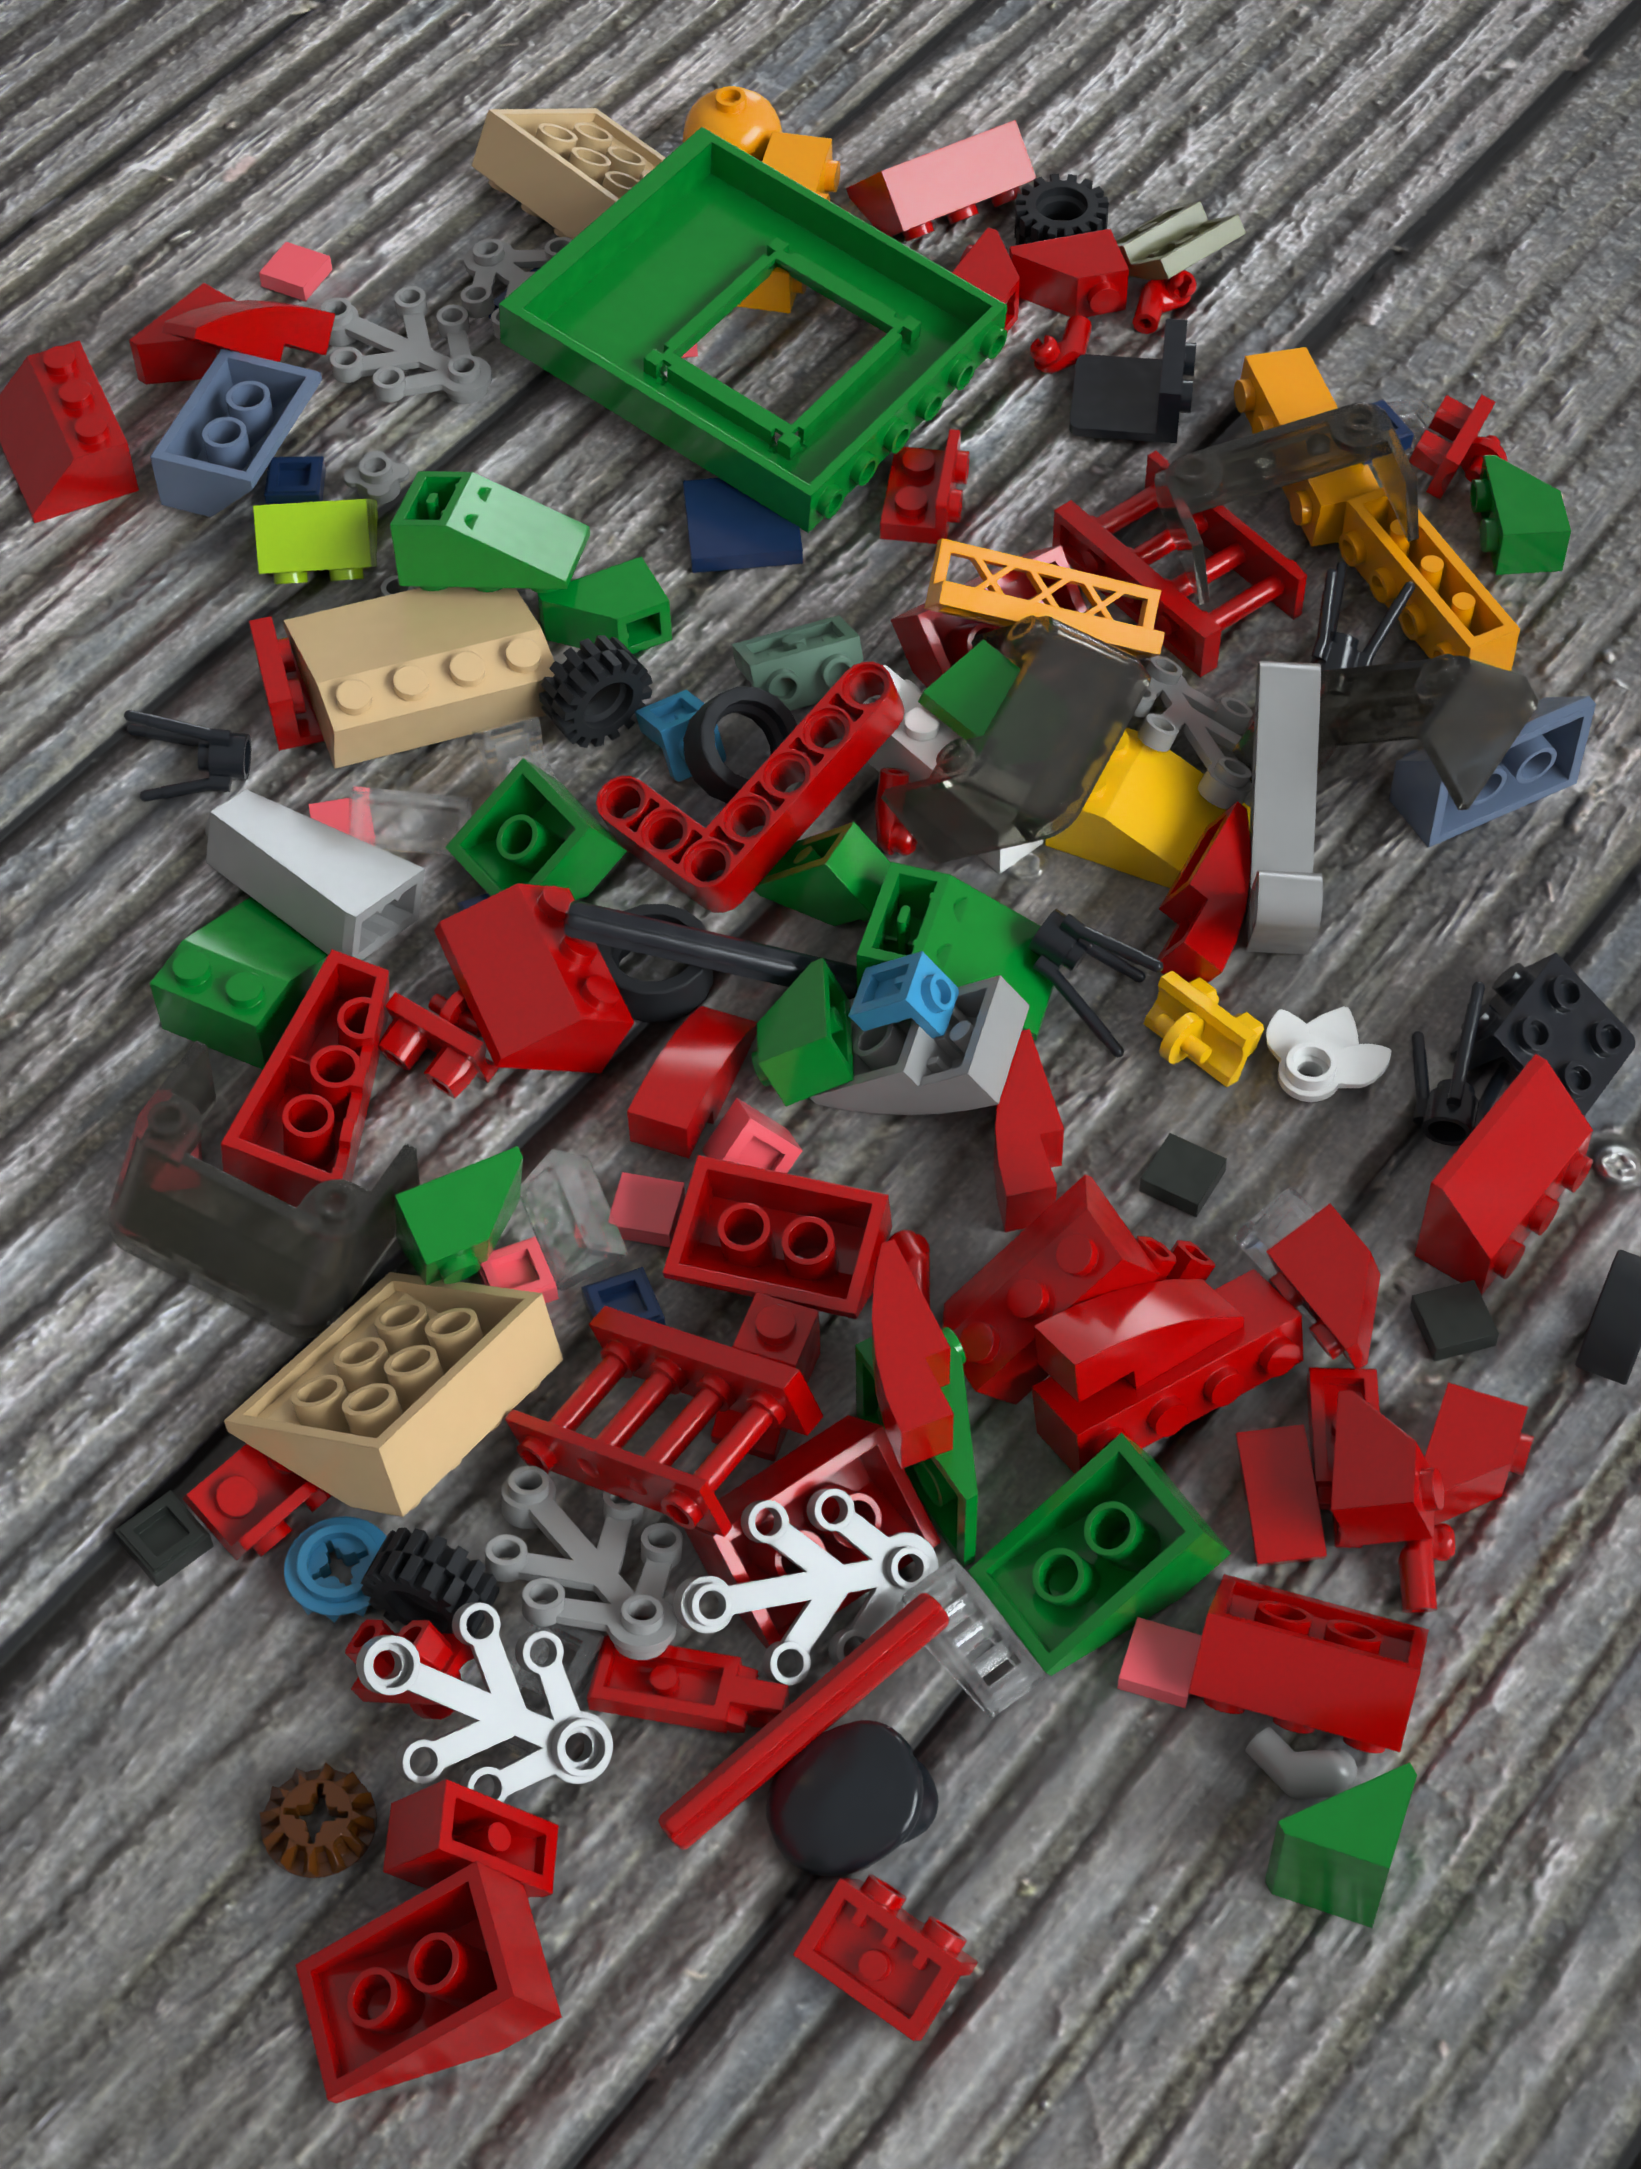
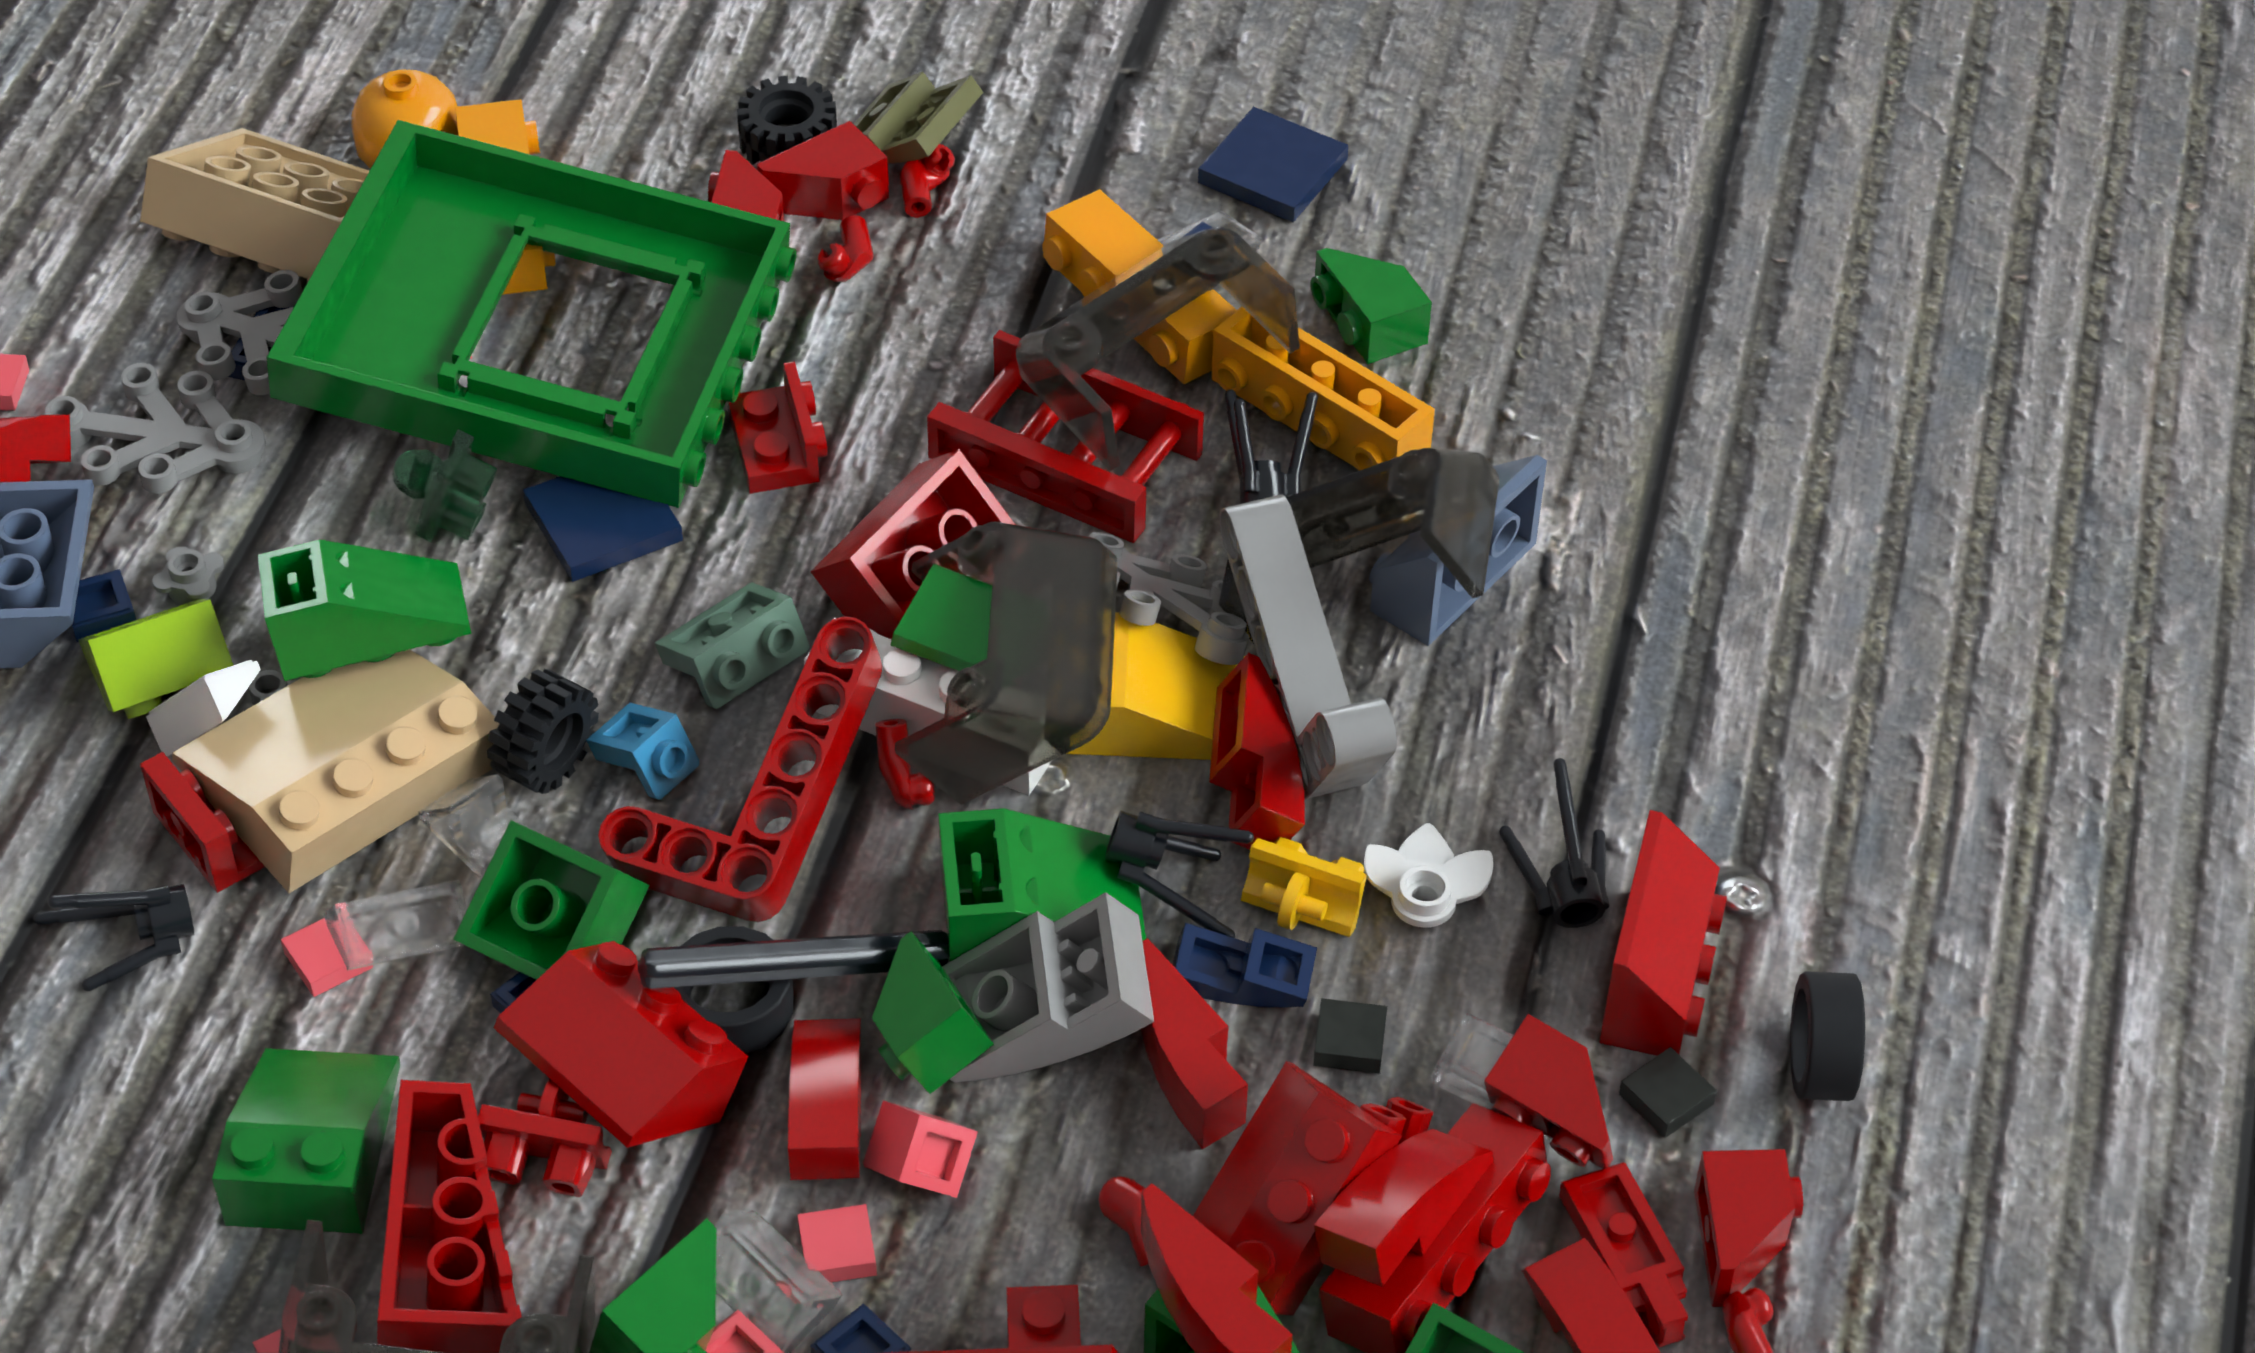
camera: 25 degrees left, 5 degrees down
(313, 875) = (324, 1010): light grey slope -> none
(327, 584) = (200, 706): none -> white slope
(611, 602) = (512, 639): green slope -> none
(613, 459) = (449, 487): none -> clear green hips
(699, 738) = (684, 754): black tyre -> none
(779, 1236) = (999, 1224): red slope -> none
(829, 876) = (871, 848): green slope -> none
(905, 990) = (1014, 939): dark azure bracket -> none
(946, 183) = (654, 115): slope -> none
(1005, 610) = (938, 529): light orange fence -> none
(1119, 1090) = (1251, 973): none -> dark blue slope
(1135, 395) = (945, 280): black bracket -> none
(1380, 1478) = (1691, 1260): red slope -> none
(1461, 426) = (1280, 229): red hips -> none
(1494, 361) = (1273, 164): none -> dark blue tile
(1558, 1017) = (1621, 776): black bracket -> none

